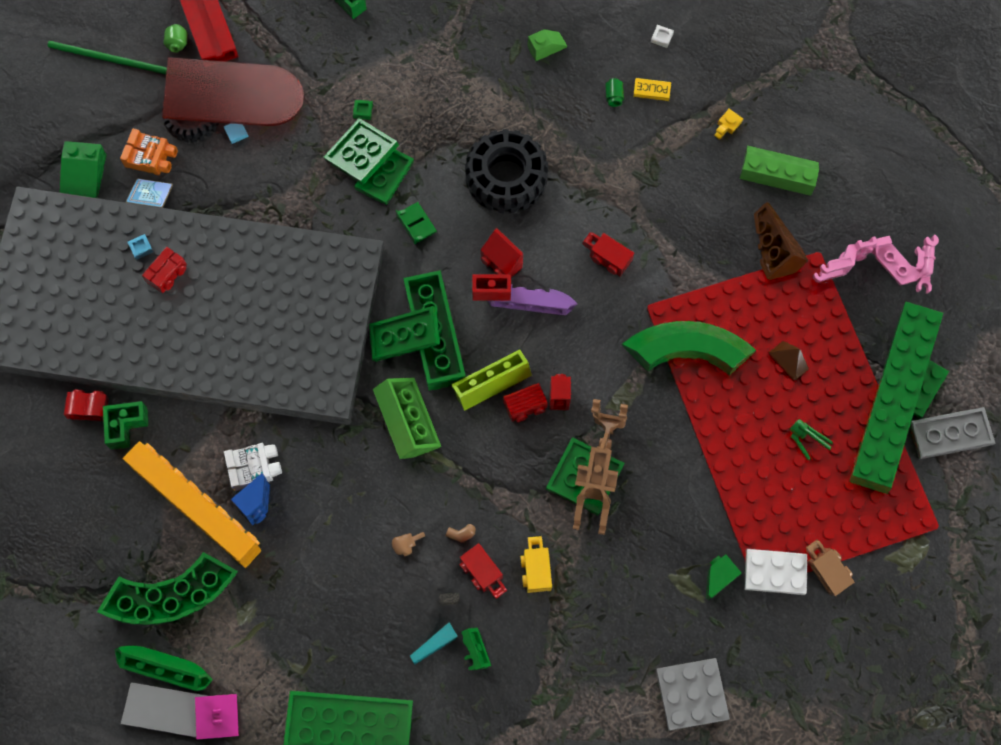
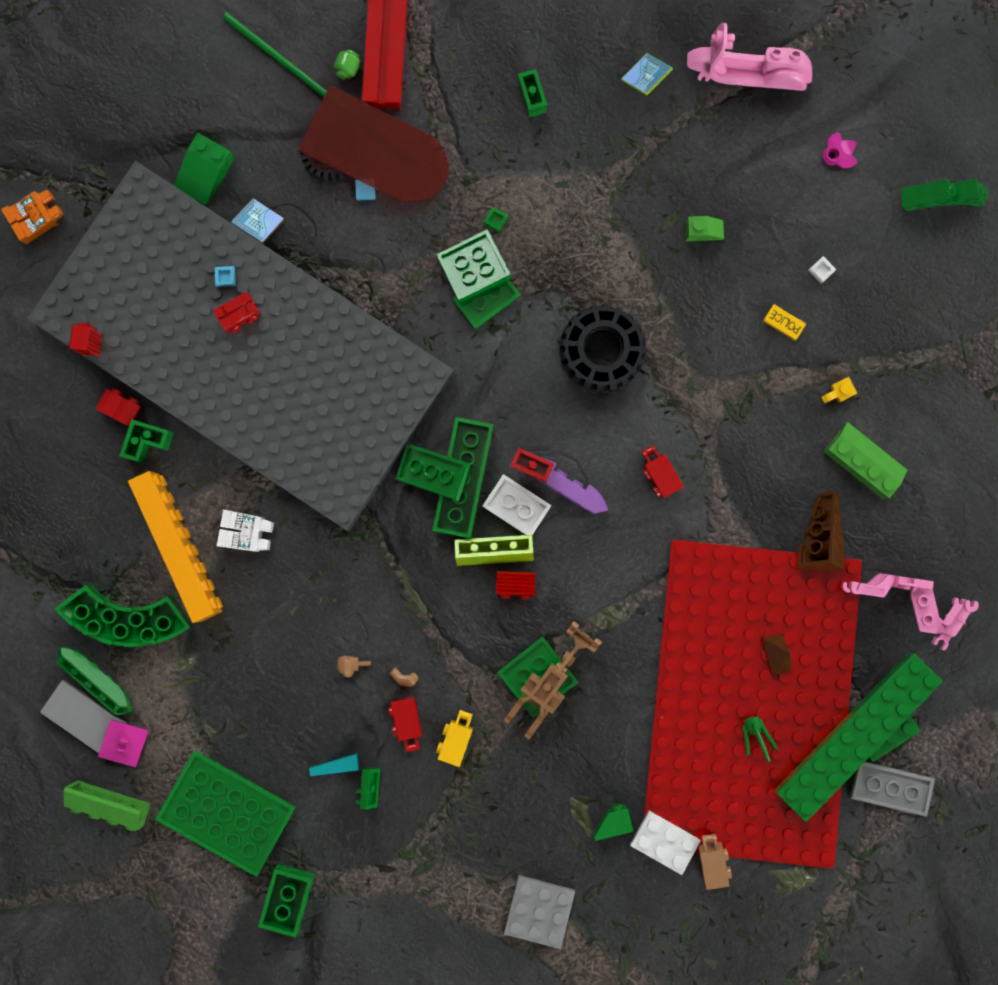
camera: 25 degrees right, 15 degrees up
(32, 349) = (85, 339): none -> red brick
(148, 153) = (279, 181): orange hips -> none
(254, 499) = (230, 569): blue slope -> none
(406, 417) = (402, 549): bright green slope -> none
(411, 215) = (492, 351): green piece -> none
(493, 334) = (516, 505): none -> white plate
(501, 254) = (558, 433): red slope -> none
(560, 392) = (550, 591): red brick -> none
(614, 92) = (745, 310): green brick -> none
(688, 340) = (695, 593): green brick -> none

